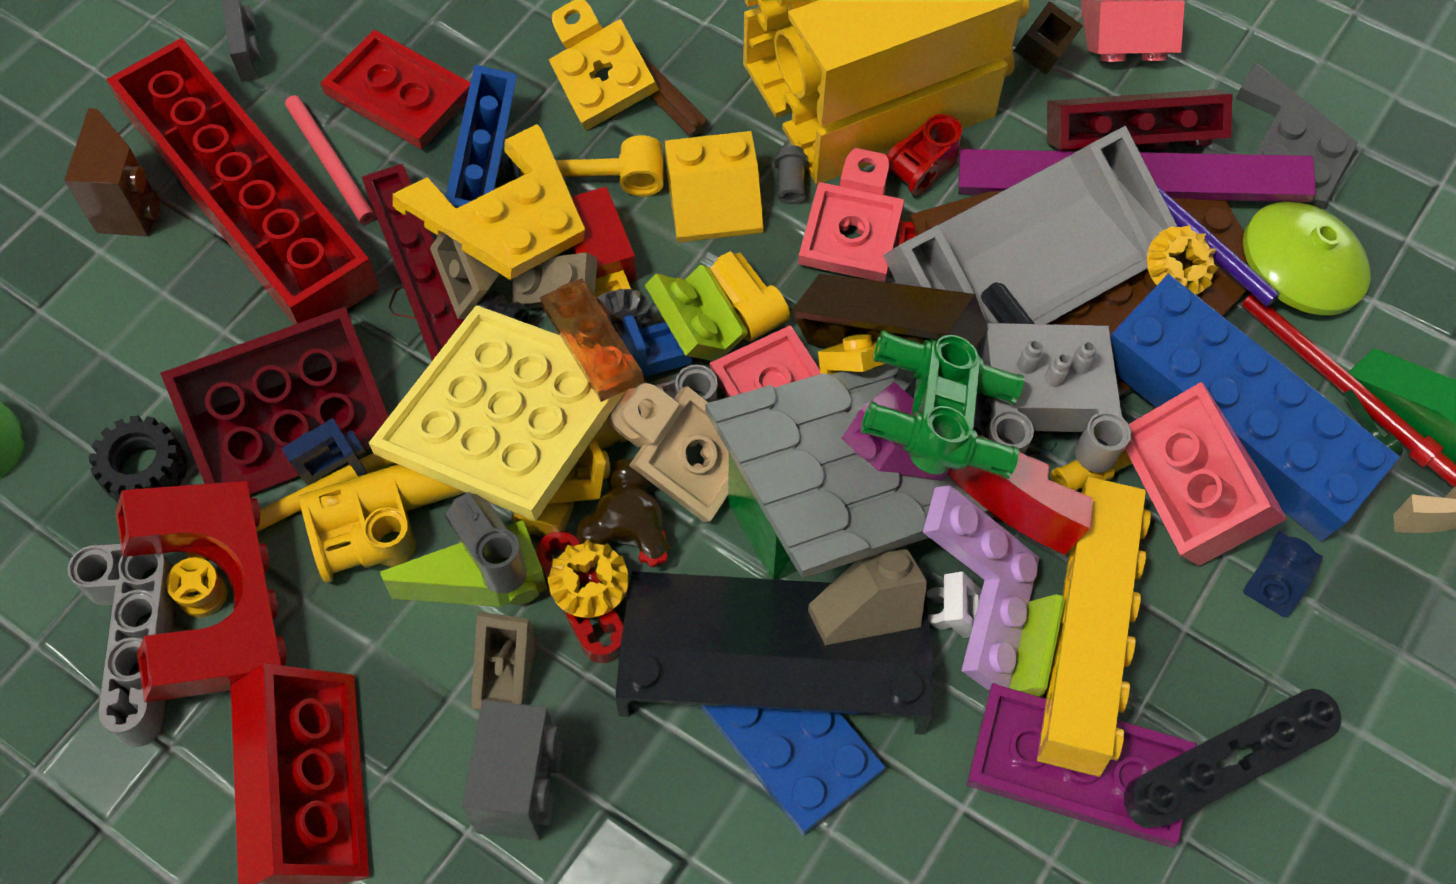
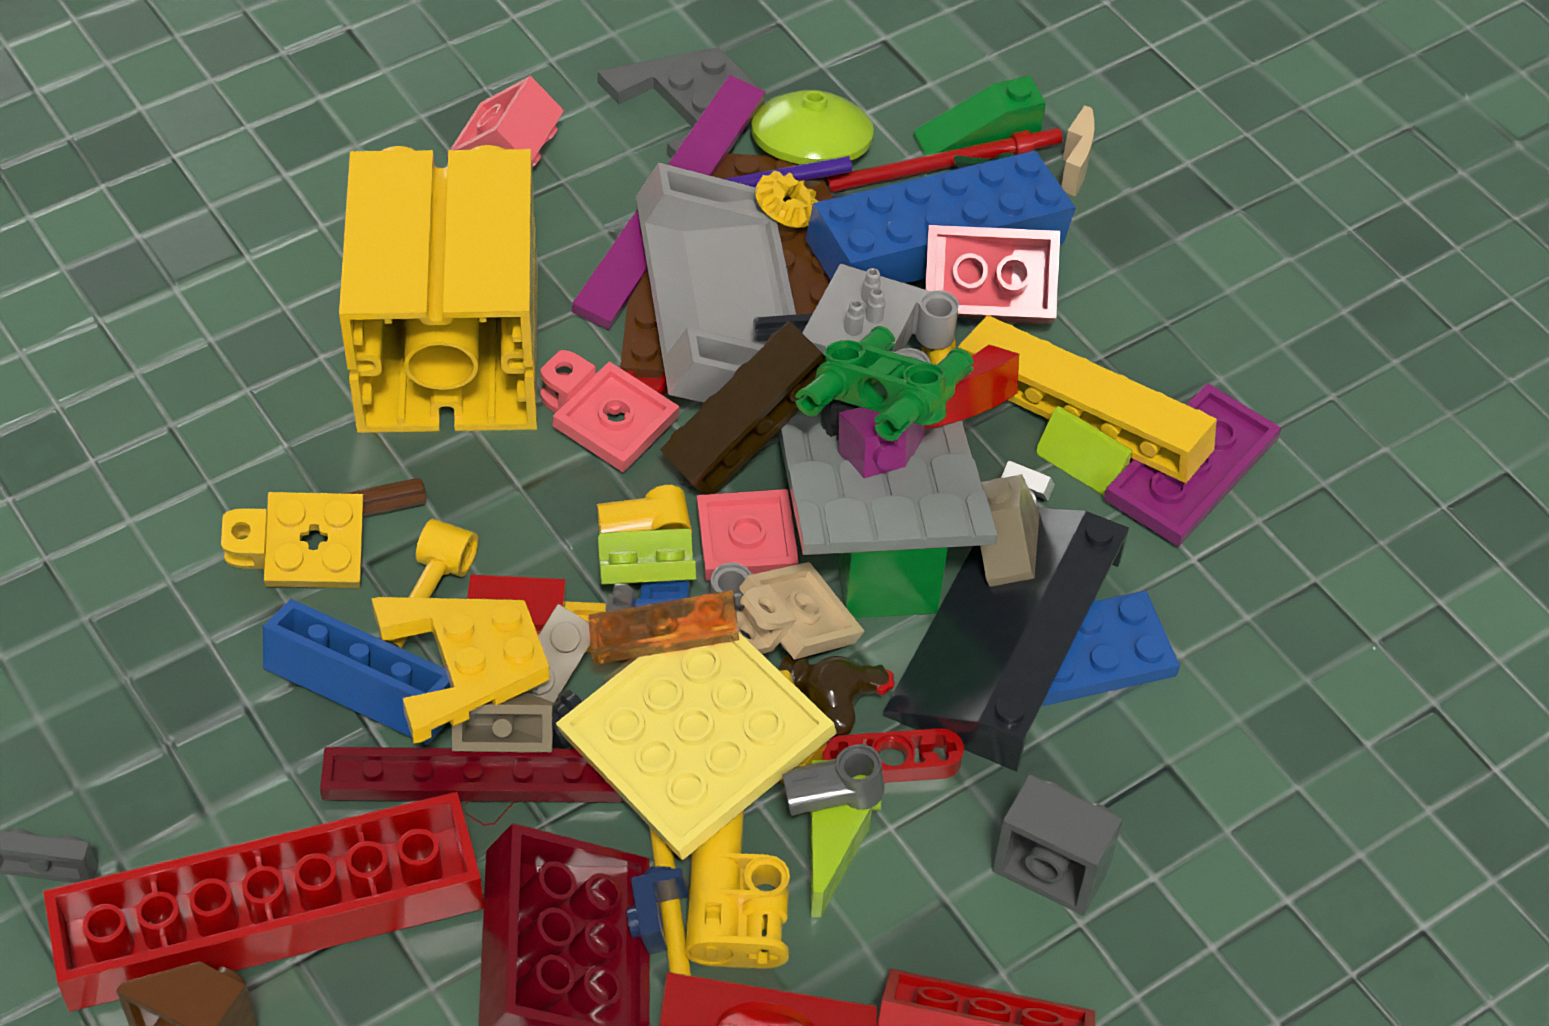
camera: 70 degrees left, 10 degrees down
(330, 160) = (259, 823): coral piece -> none
(397, 89) = (212, 728): red plate -> none
(502, 659) = (939, 832): dark tan slope -> none
(594, 598) = (894, 752): yellow gear -> none
(714, 186) = (507, 498): yellow slope -> none
(791, 165) = (523, 437): dark grey pin -> none
(851, 355) = (772, 449): yellow bracket -> none
(926, 153) = (563, 324): red piece -> none
(1007, 586) = (1009, 437): lavender plate -> none
(1150, 119) = (618, 169): dark red brick -> none
(1194, 776) = (1236, 392): black piece -> none
(1283, 574) = (1091, 270): dark blue bracket -> none

